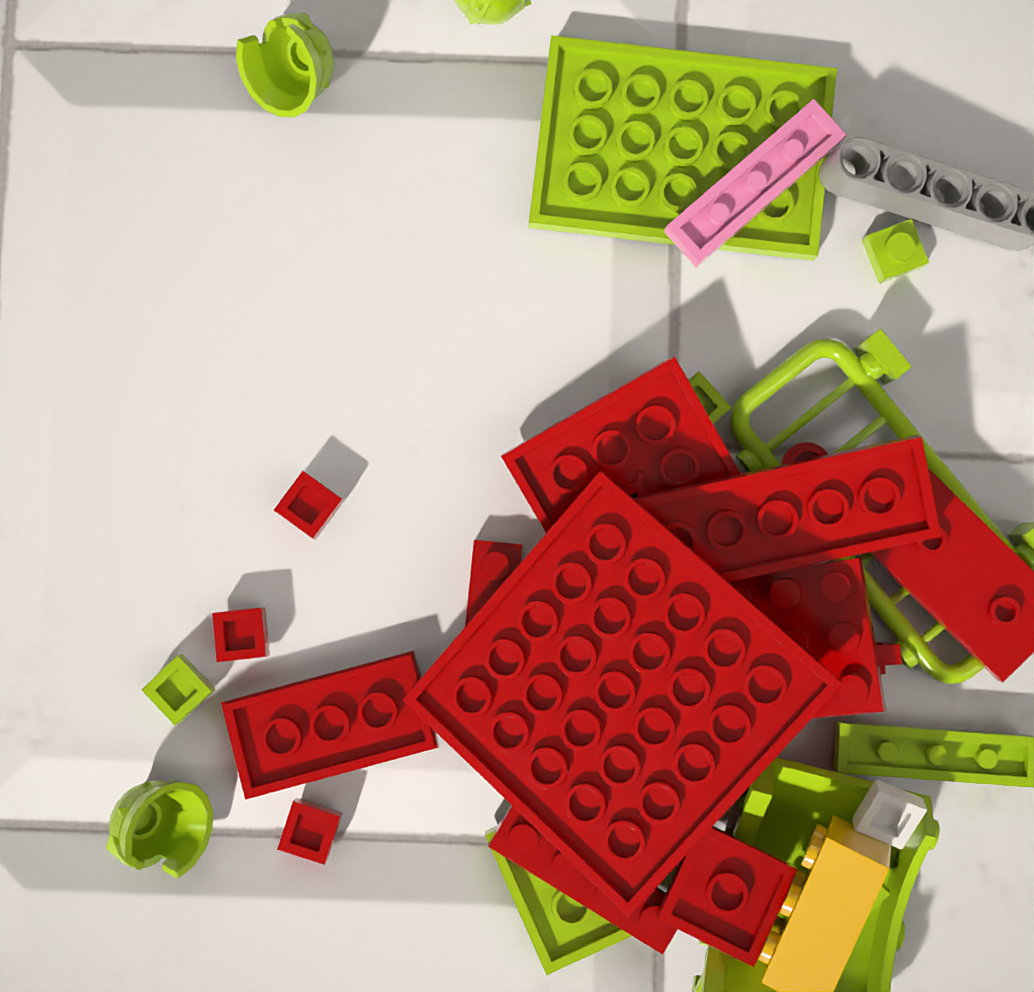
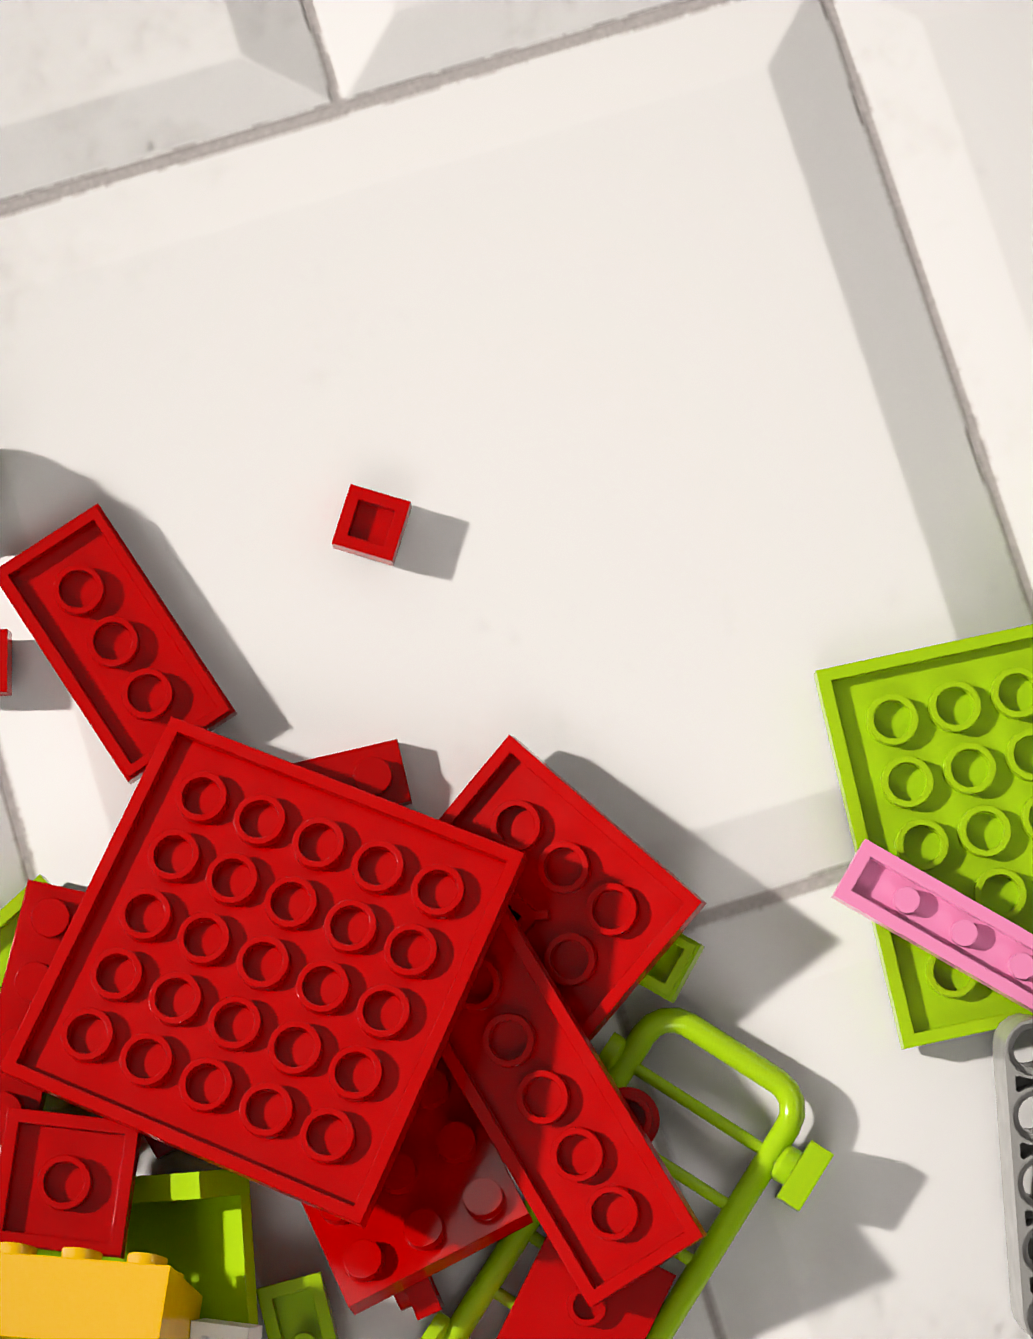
camera: 75 degrees right, 5 degrees down
(178, 689) = (97, 448): lime plate -> none
(240, 634) = (187, 498): red plate -> none
(287, 66) = (903, 310): lime helmet -> none
(895, 251) = (952, 1152): lime plate -> none

